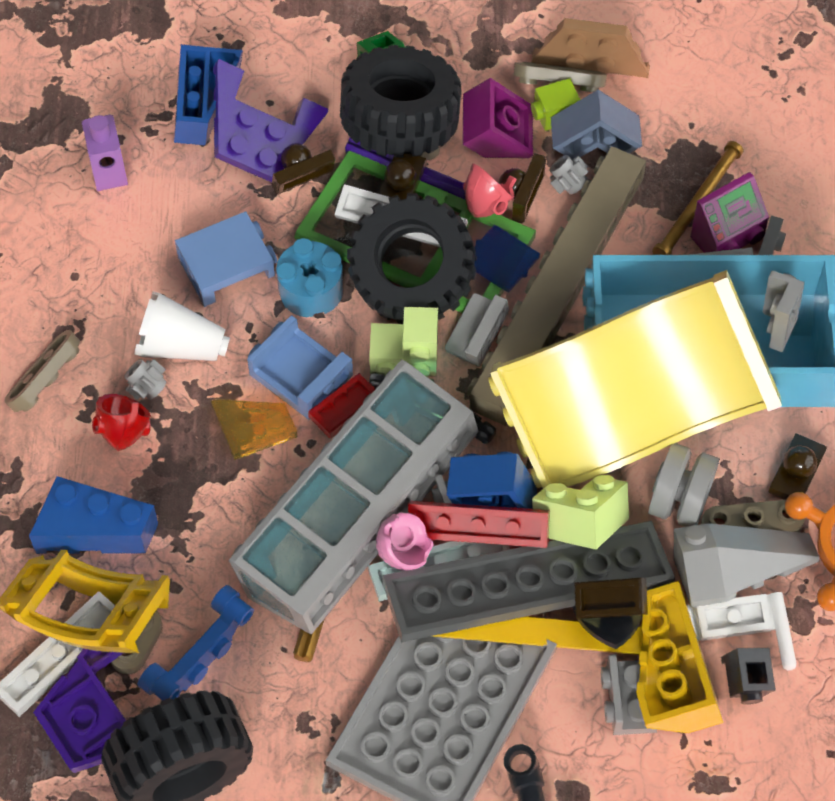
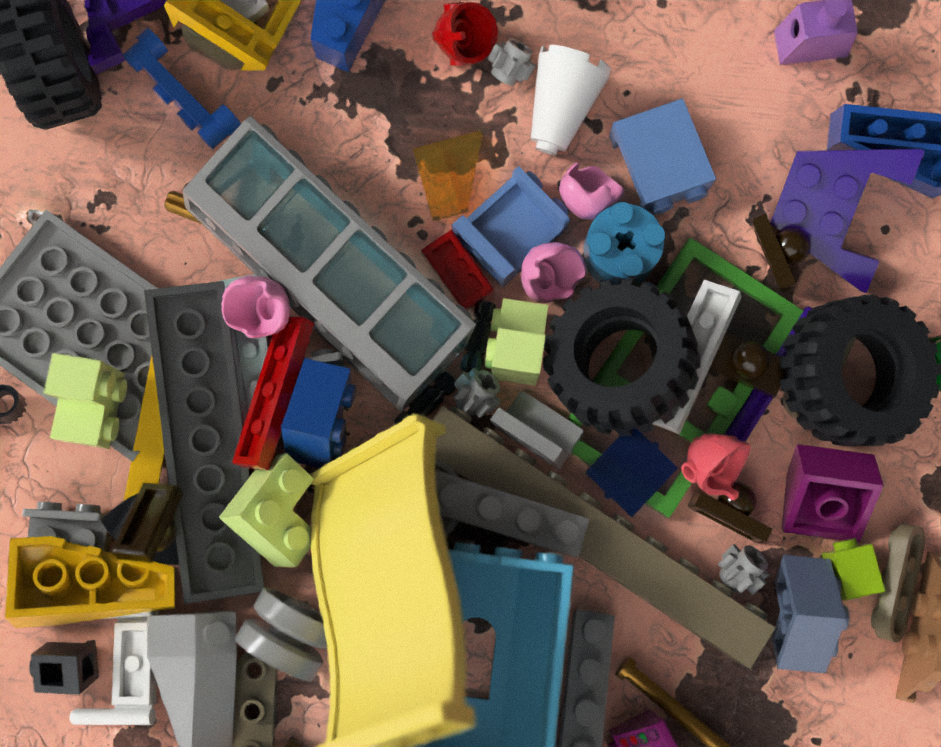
camera: 95 degrees right, 20 degrees up
(264, 305) = (588, 191): none -> bright pink hair
(338, 330) = (552, 272): none -> bright pink hair
(453, 374) = (477, 392): none -> light grey gear
(509, 674) = (87, 400): none -> yellowish green brick
(559, 309) = (510, 515): none -> light grey plate

